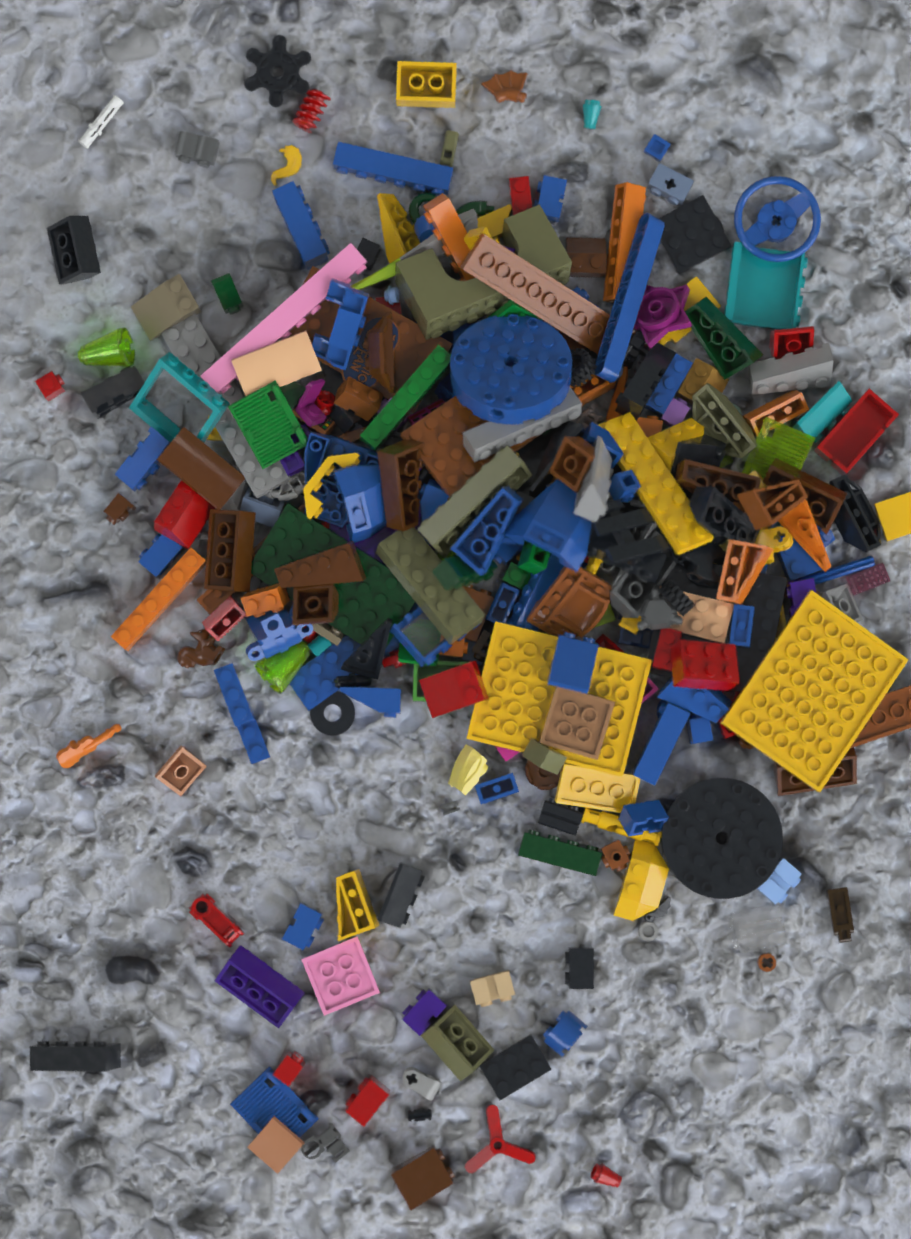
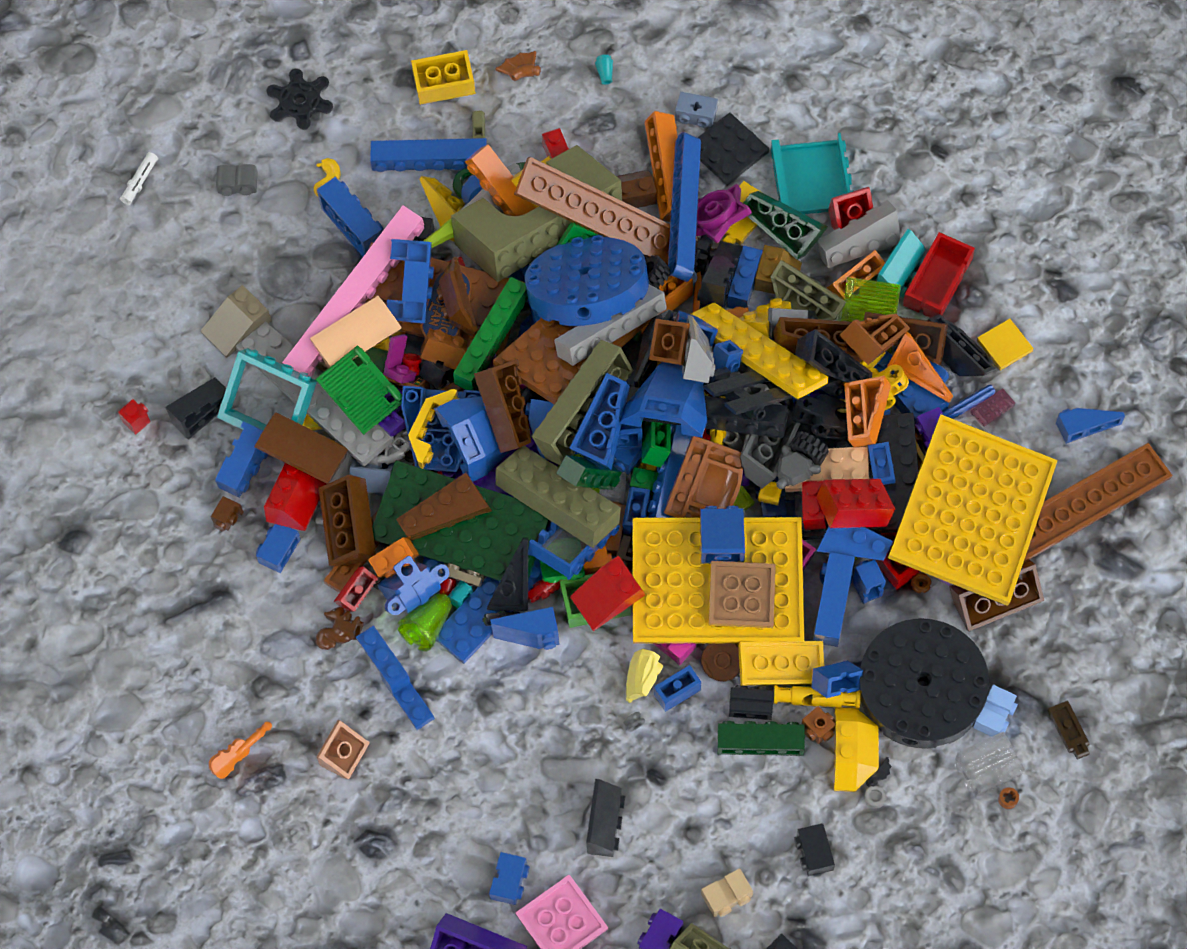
camera: 10 degrees left, 20 degrees down
(73, 249) = (133, 291): black slope -> none
(109, 350) = (186, 370): clear neon green cone -> none
(159, 599) = (285, 589): orange brick -> none
(216, 920) = (414, 894): red piece -> none
(227, 294) = (292, 290): dark green slope -> none
(310, 110) = (339, 123): red piece -> none
(315, 604) = (445, 541): reddish brown slope -> none
(341, 725) = (494, 674): black gear -> none
(354, 906) = (559, 845): yellow wedge -> none
(392, 295) = (453, 253): light blue plate -> none
(544, 756) = (718, 638): olive slope -> none
(550, 191) = (586, 138): blue brick -> none
(564, 1033) = (817, 918): blue brick -> none
(657, 147) = (674, 83): blue plate -> none
(675, 412) = (758, 296): medium lavender brick -> none
(785, 212) = (806, 108): blue piece -> none

